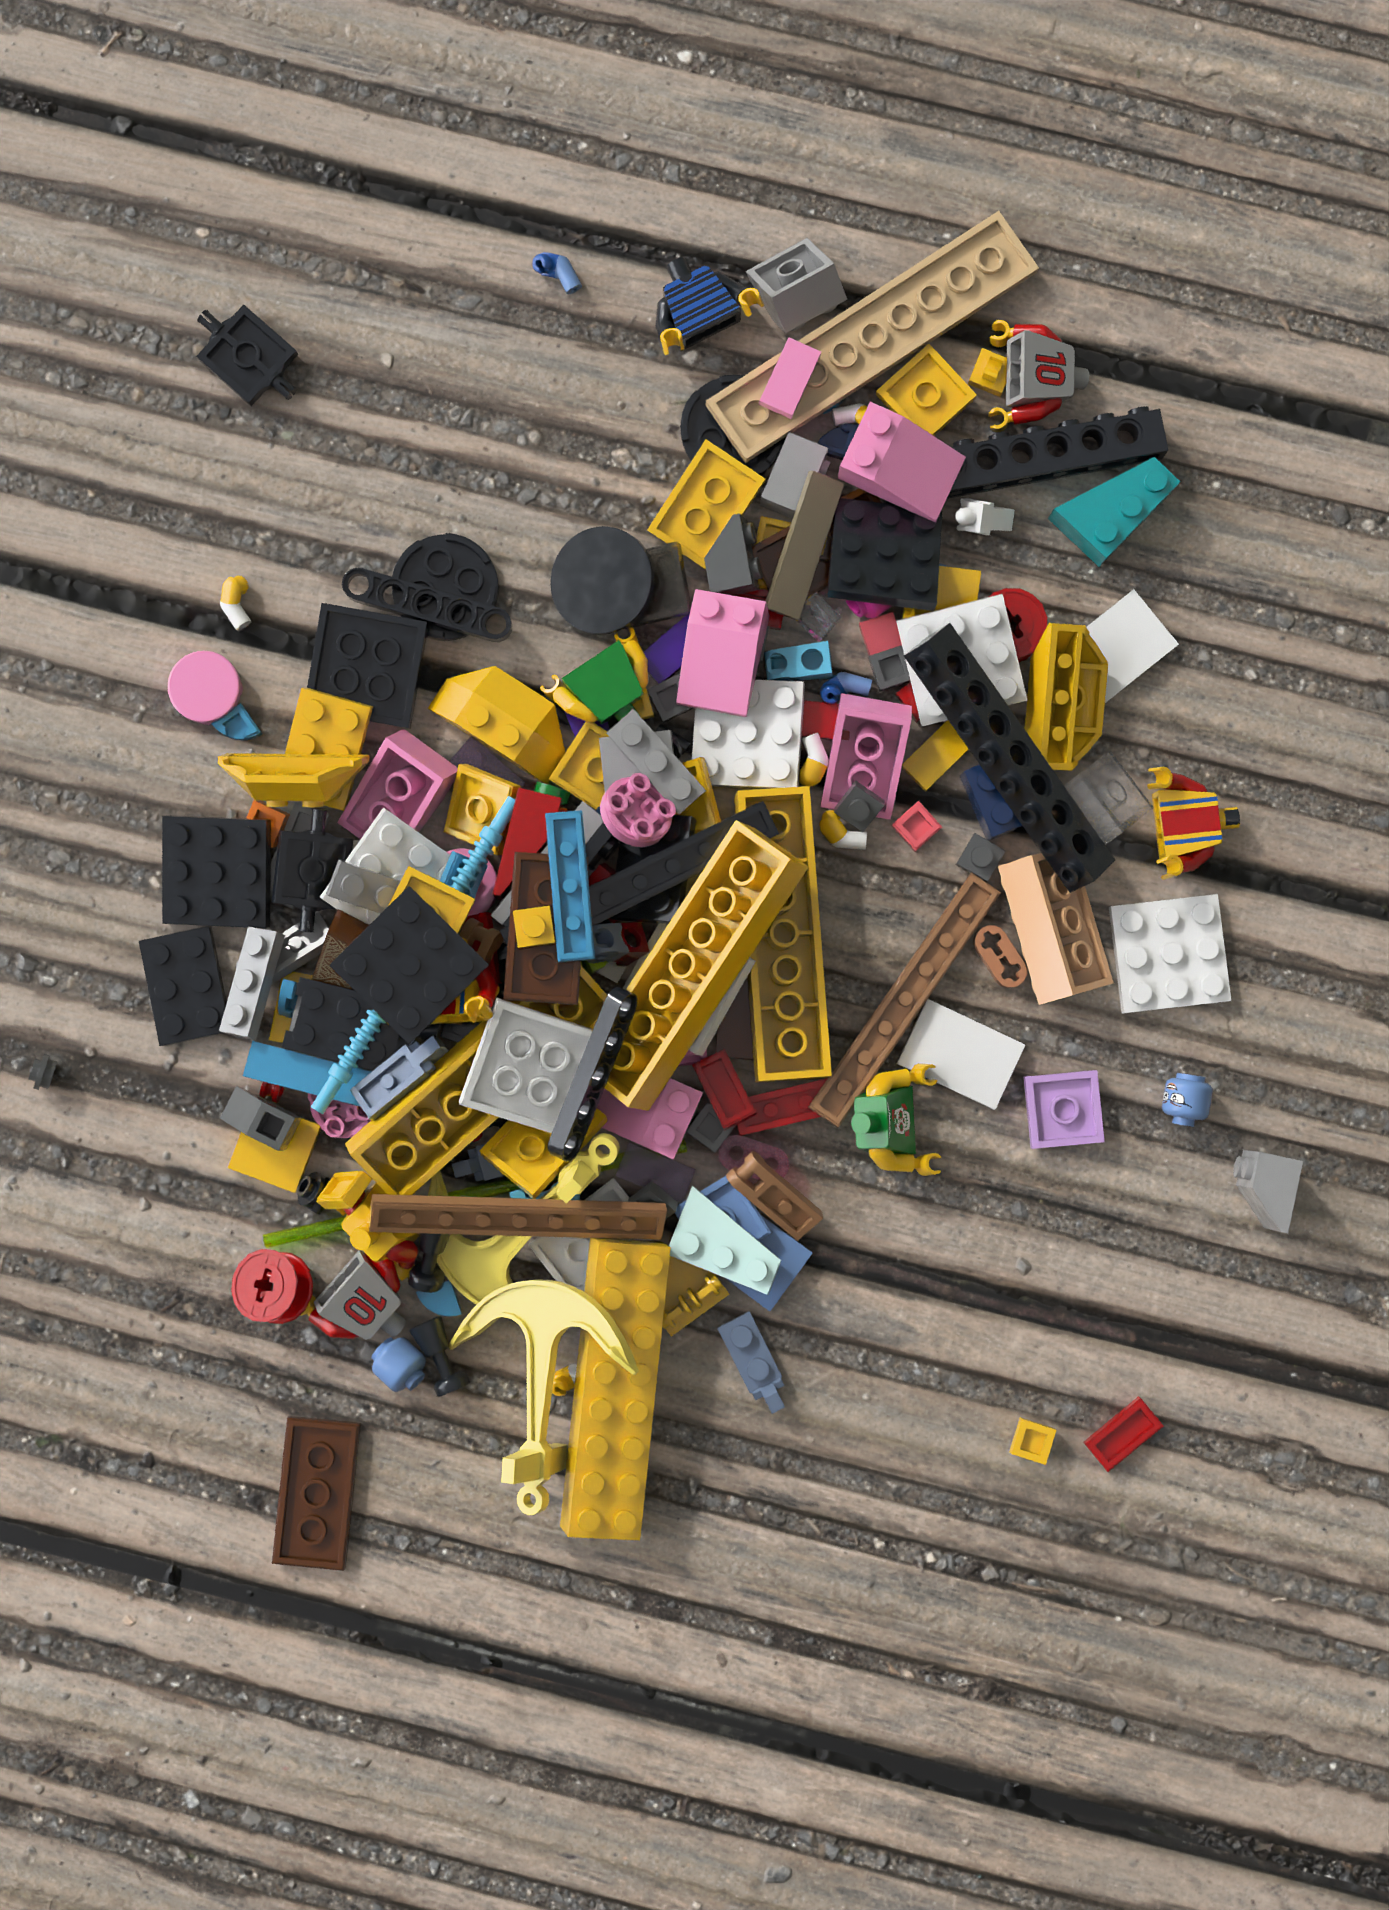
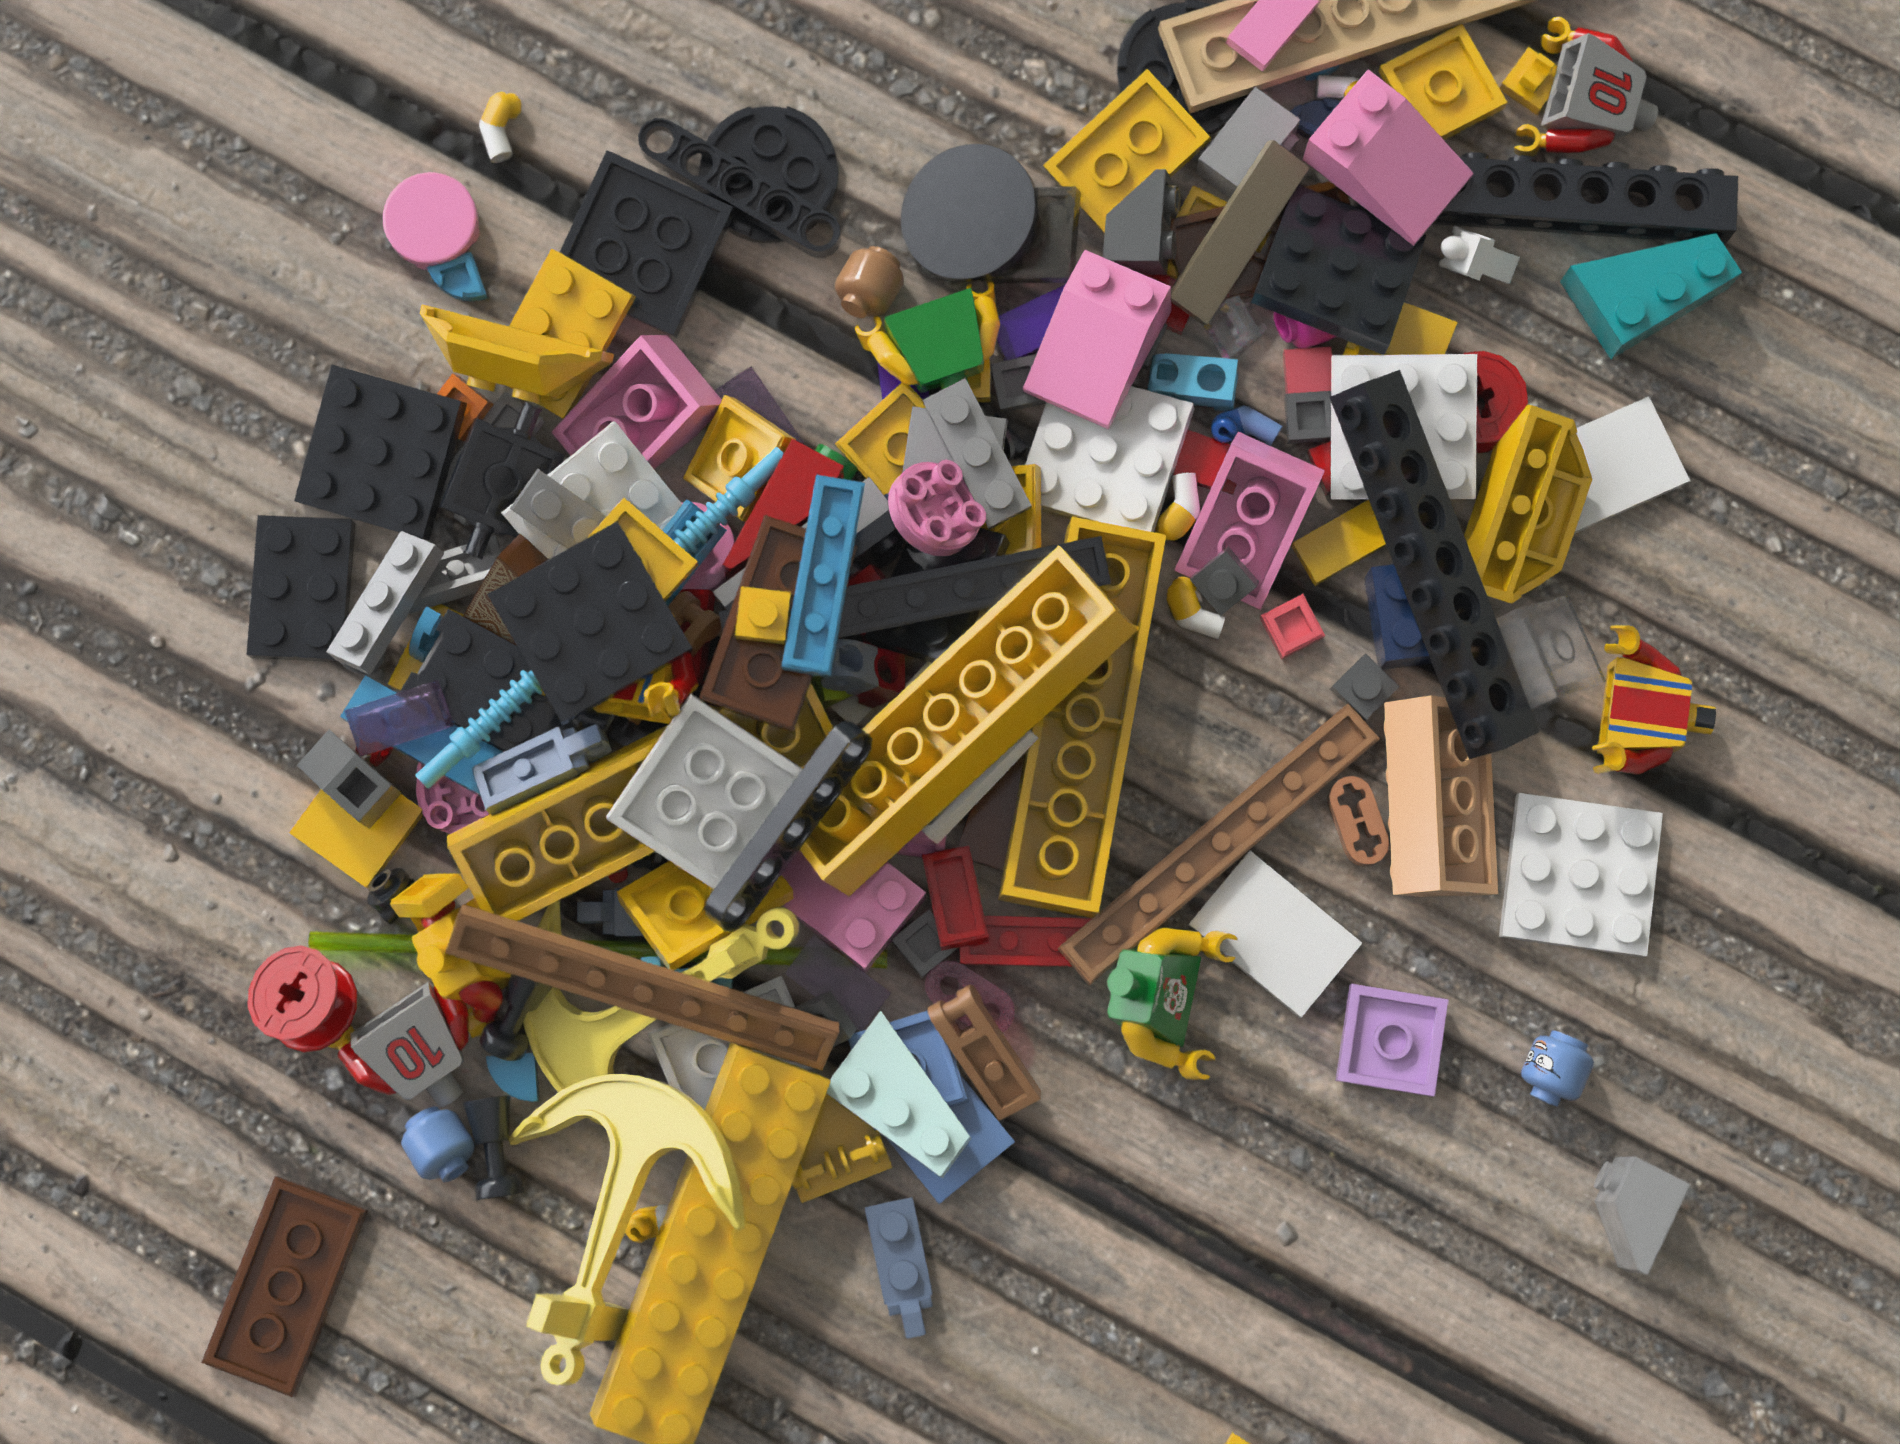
camera: 15 degrees right, 5 degrees down
(42, 1072) = (89, 649): dark grey plate -> none
(286, 1067) = (398, 718): none -> clear purple plate
(504, 718) = (798, 355): yellow wedge -> none
(542, 651) = (869, 282): none -> medium nougat head

